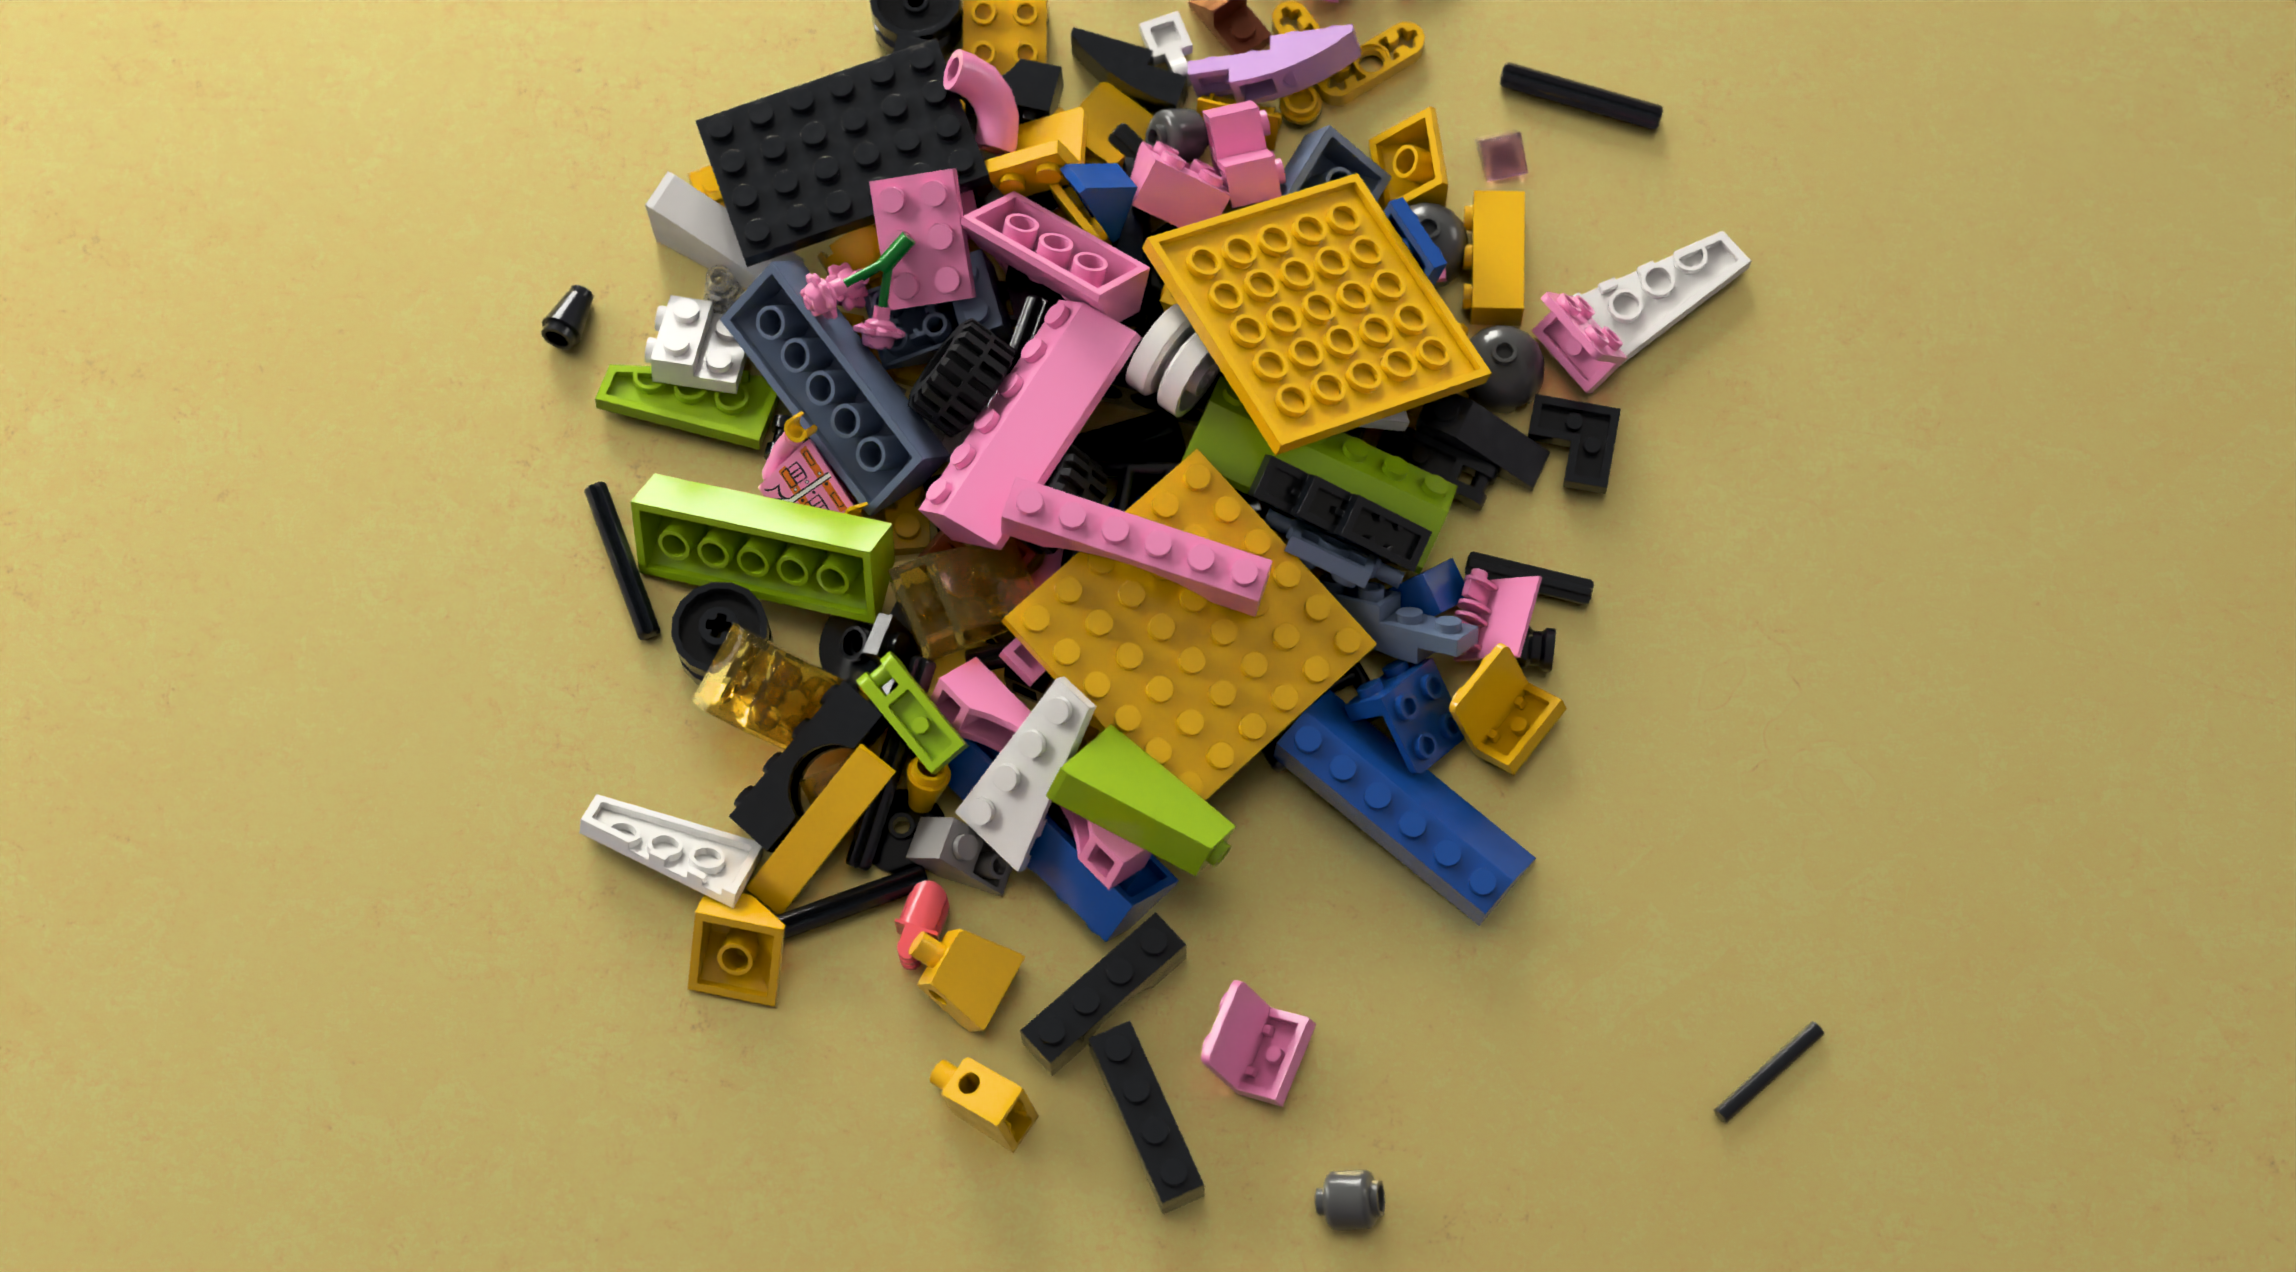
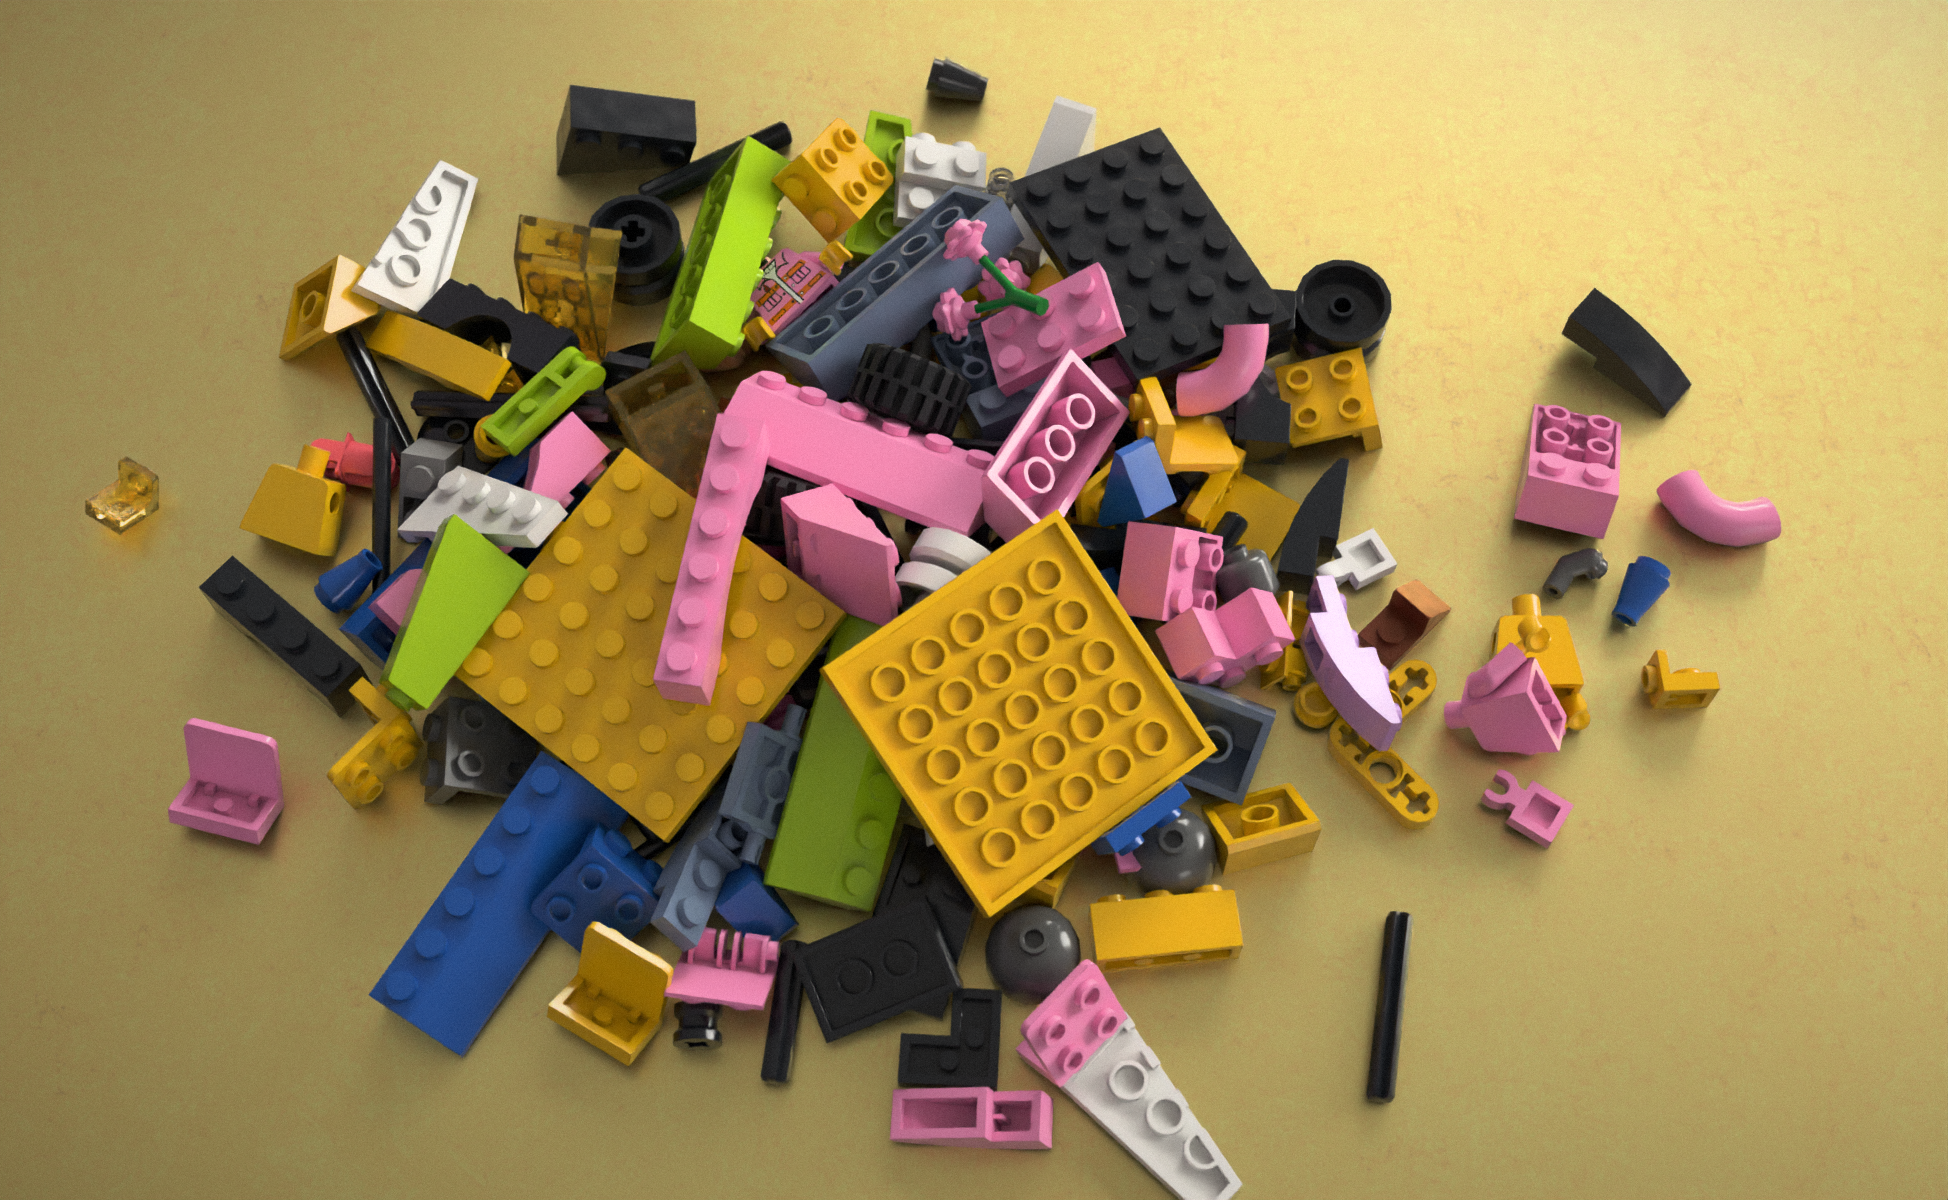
camera: 80 degrees right, 5 degrees down
(575, 641) = (623, 131): none -> black wedge
(700, 429) = (834, 180): none -> yellow bracket
(922, 1151) = (127, 499): none -> clear yellow bracket
(981, 894) = (381, 498): none -> black bar
(986, 1101) = (168, 542): yellow torso -> none
(1053, 934) = (346, 583): none -> blue cone
(1142, 440) = (841, 553): none -> bright pink slope
(1147, 1117) = (110, 713): black arch -> none
(1225, 883) = (380, 753): none -> yellow bracket
(1263, 822) = (473, 751): none -> dark grey bracket
(1340, 513) = (802, 782): black slope -> none
(1350, 1199) = (68, 902): dark grey head -> none
(1502, 155) = (1299, 926): slope -> none
(1507, 489) = (877, 969): none -> black tile
(1642, 435) = (972, 1118): none -> bright pink slope

